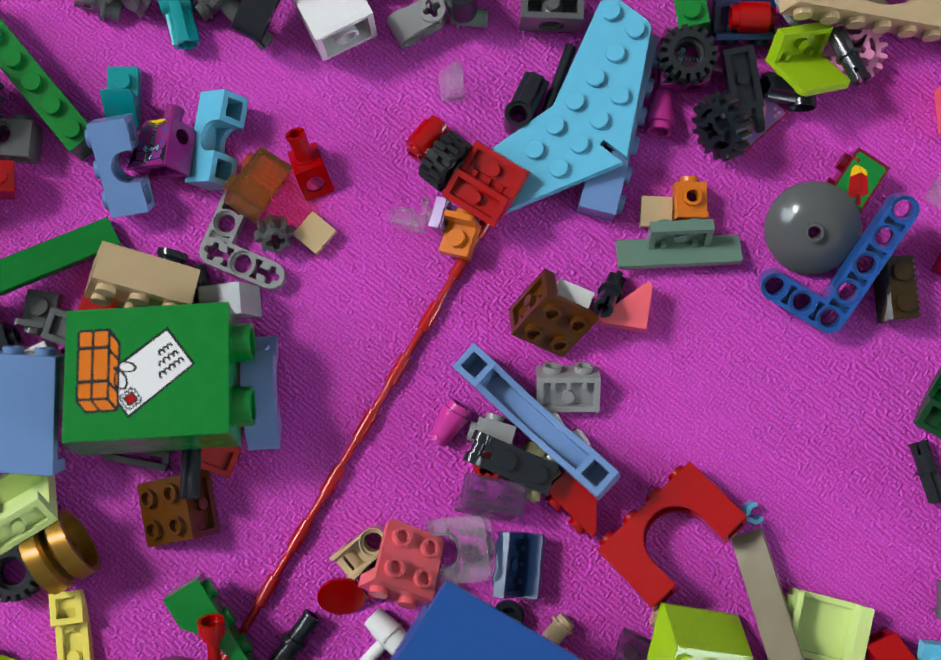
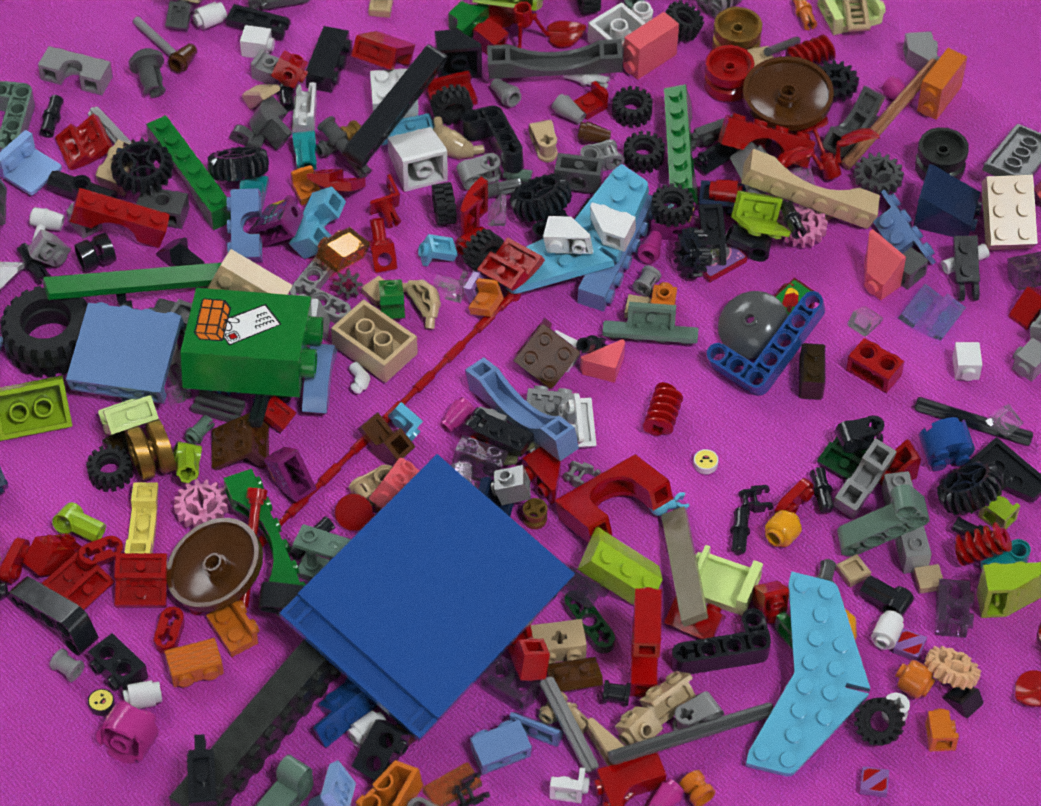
camera: 15 degrees right, 30 degrees down
(44, 215) = (177, 254): none -> black slope
(91, 61) = (238, 163): none -> black gear
(112, 548) = (187, 460): none -> lime piece
(120, 494) = (199, 430): none -> sand green pin
(137, 602) = (189, 509): none -> bright pink gear
(190, 74) = (301, 185): none -> orange bracket
(224, 67) = (335, 178): none -> red slope
(235, 551) = (288, 468): none -> magenta torso
(304, 95) = (387, 204): none -> red bracket
(317, 379) = (361, 379): none -> white arm
(323, 325) = (374, 340): none -> tan brick
(335, 252) = (392, 298): none -> green brick
(365, 484) = (385, 443): none -> reddish brown brick
(380, 87) = (444, 203): none -> black tyre
(380, 243) = (425, 298): none -> tan piece
(382, 157) = (438, 248): none -> medium azure bracket
(392, 451) = (405, 419): none -> medium azure bracket
(419, 94) = (474, 205): none -> red slope
(448, 45) = (506, 187): none -> dark grey axle
(514, 54) = (540, 197): none -> black gear
(540, 542) = (511, 485): none -> light grey brick
(556, 135) = (566, 236): none -> white slope
(576, 565) = (537, 507): none -> pearl gold wheel
(609, 424) = (580, 415): none -> white bracket
(616, 499) = (584, 468): none -> light grey piece
(617, 115) = (613, 226): none -> white slope
(663, 171) = (646, 281): none -> light grey bush
(714, 379) = (663, 410): none -> red piece
(774, 444) = (705, 461): none -> tile
(832, 547) = (740, 530): none -> black axle
(846, 504) = (756, 506): none -> black piece
(888, 542) = (783, 528): none -> light orange head
(902, 481) = (796, 496): none -> red plate

